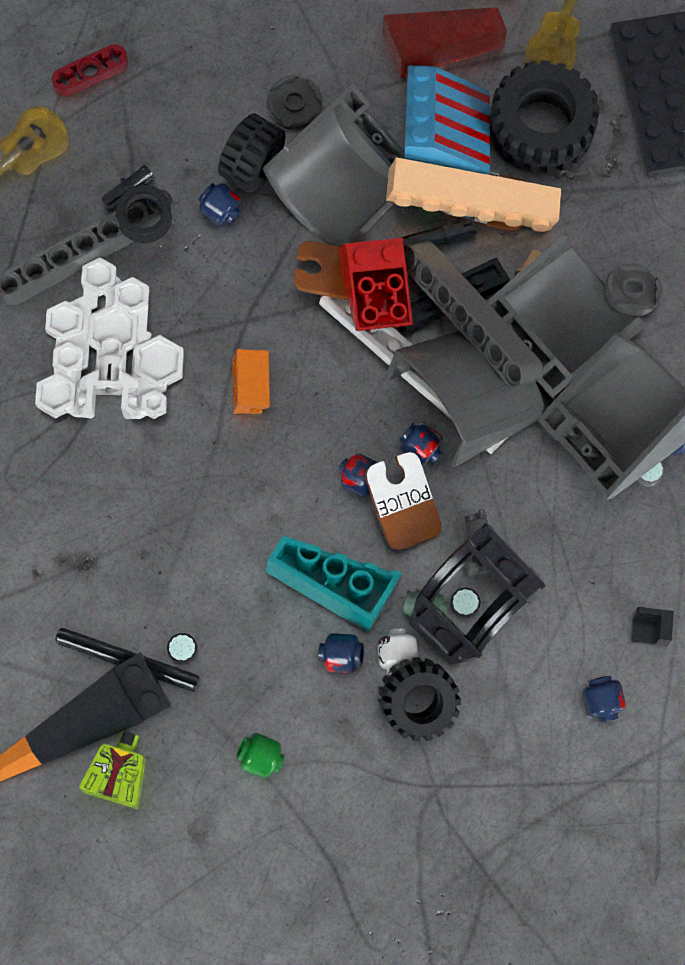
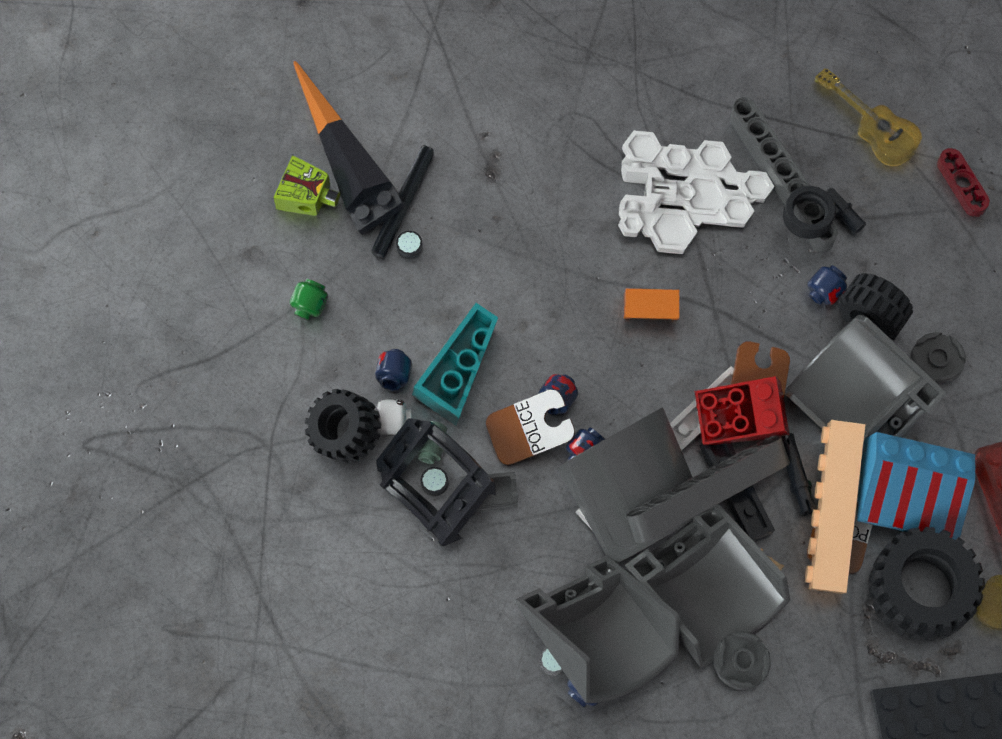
camera: 95 degrees right, 5 degrees down
(604, 698) = (333, 594): dark blue head -> none
(652, 626) = (398, 646): black panel -> none

